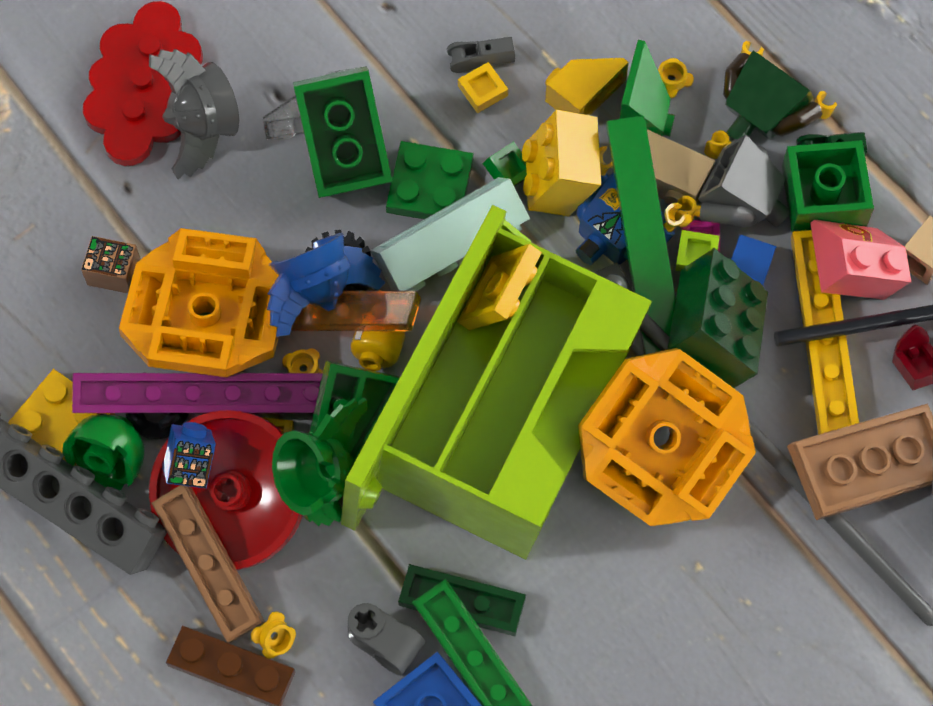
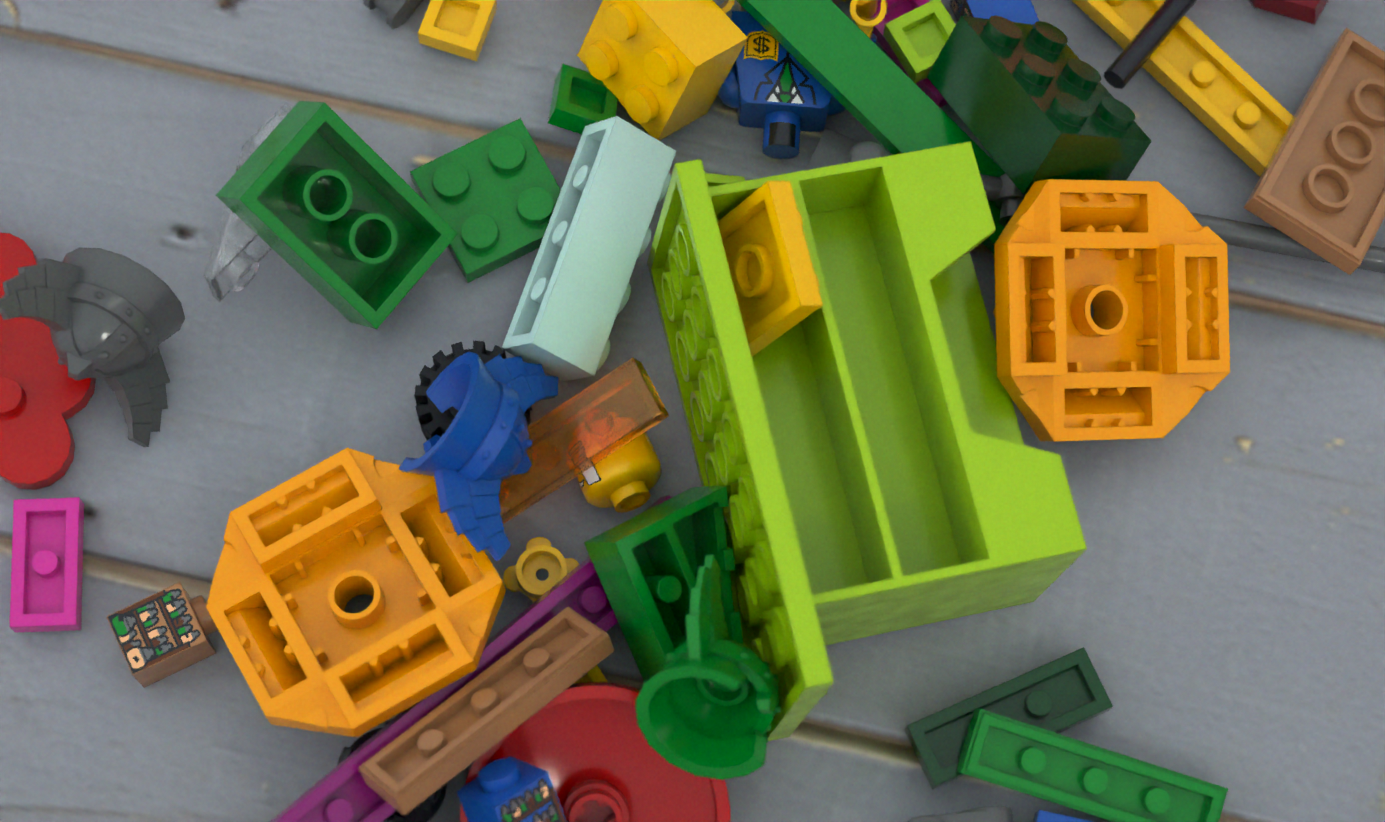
camera: 45 degrees left, 5 degrees up
(89, 197) = (47, 565): none -> dark pink plate
(215, 397) = (486, 710): none -> medium nougat tile

